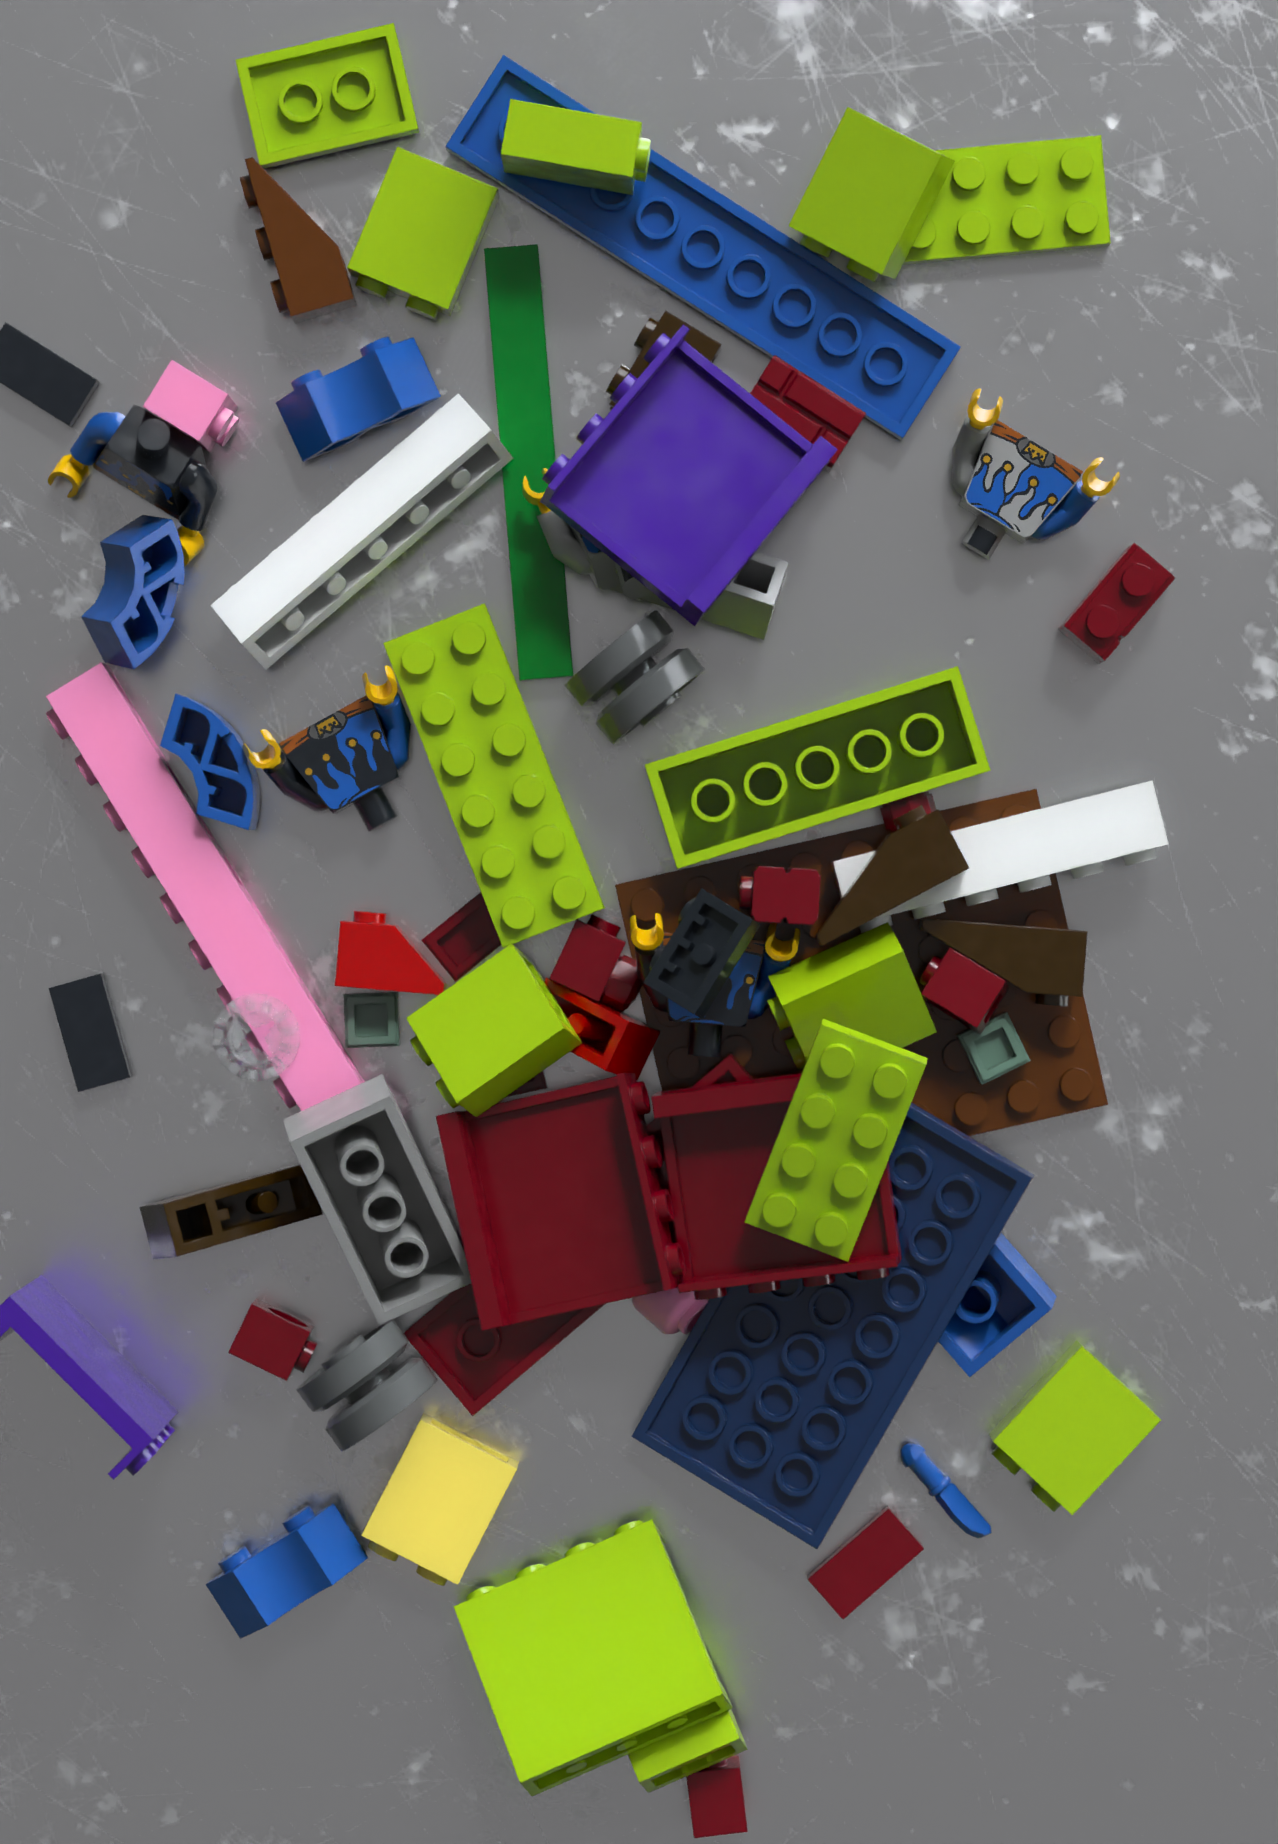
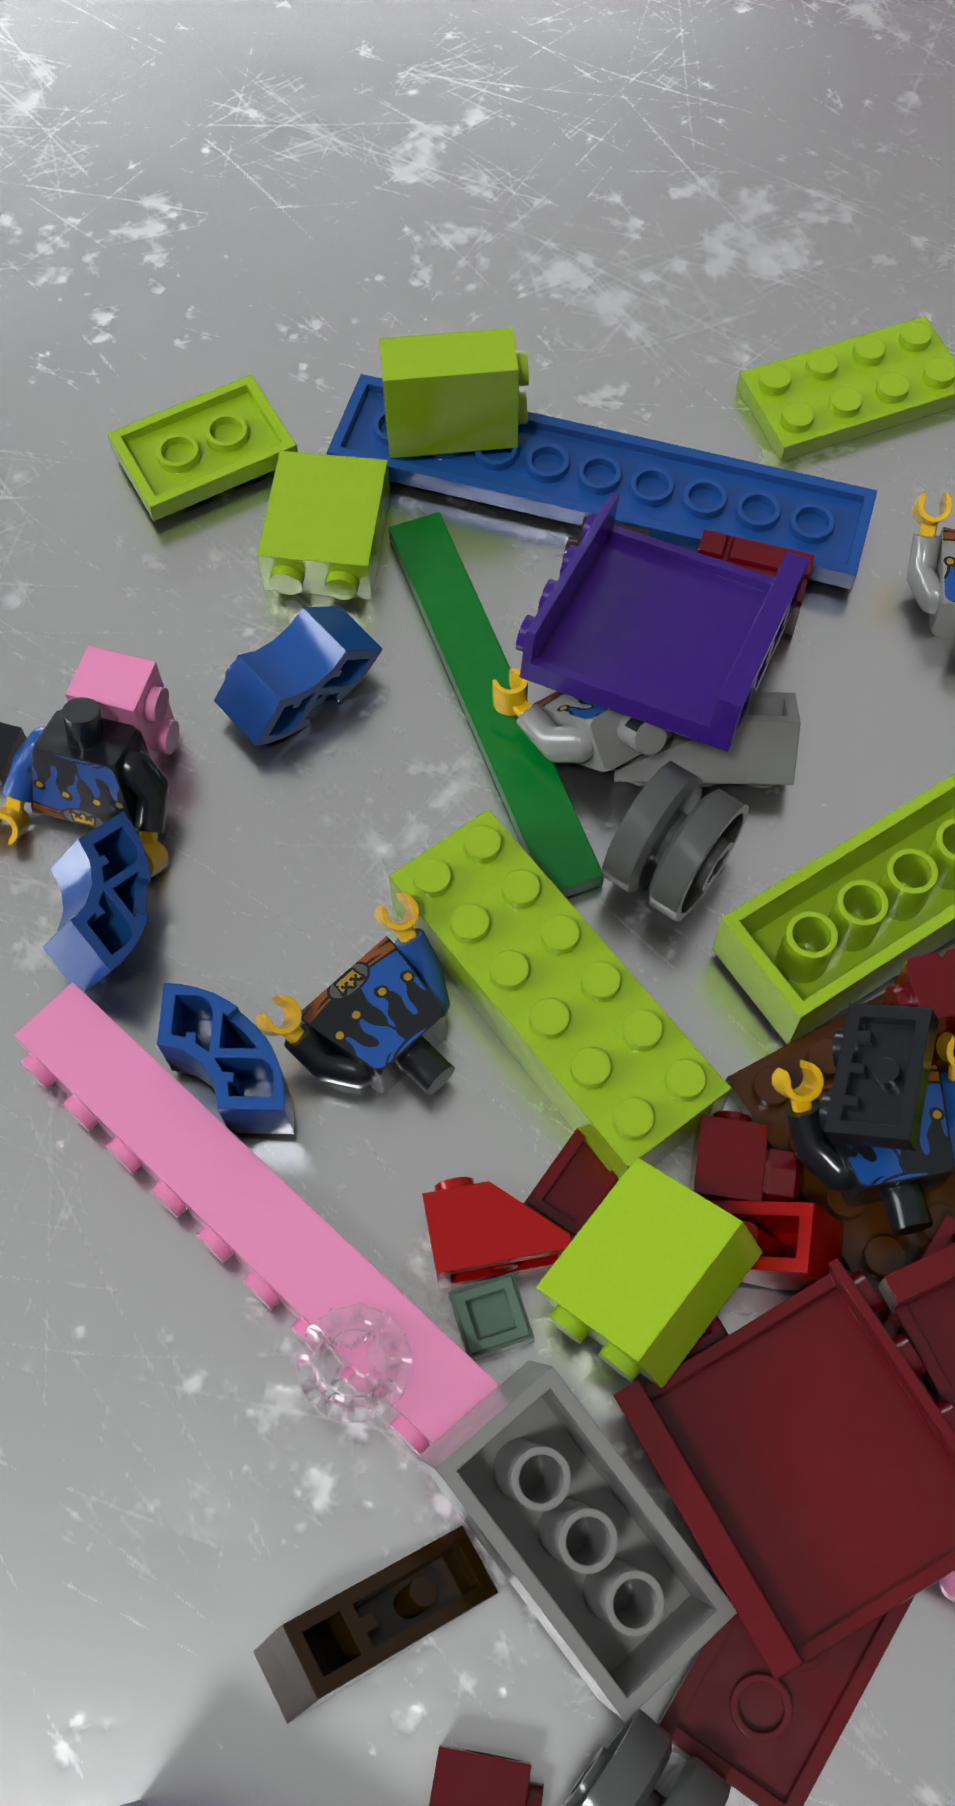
camera: 10 degrees left, 25 degrees down
(90, 1032) = (143, 1434): black tile -> none
(306, 258) = (212, 567): reddish brown slope -> none
(362, 531) = (331, 792): white brick -> none
(870, 196) = (743, 384): lime brick -> none

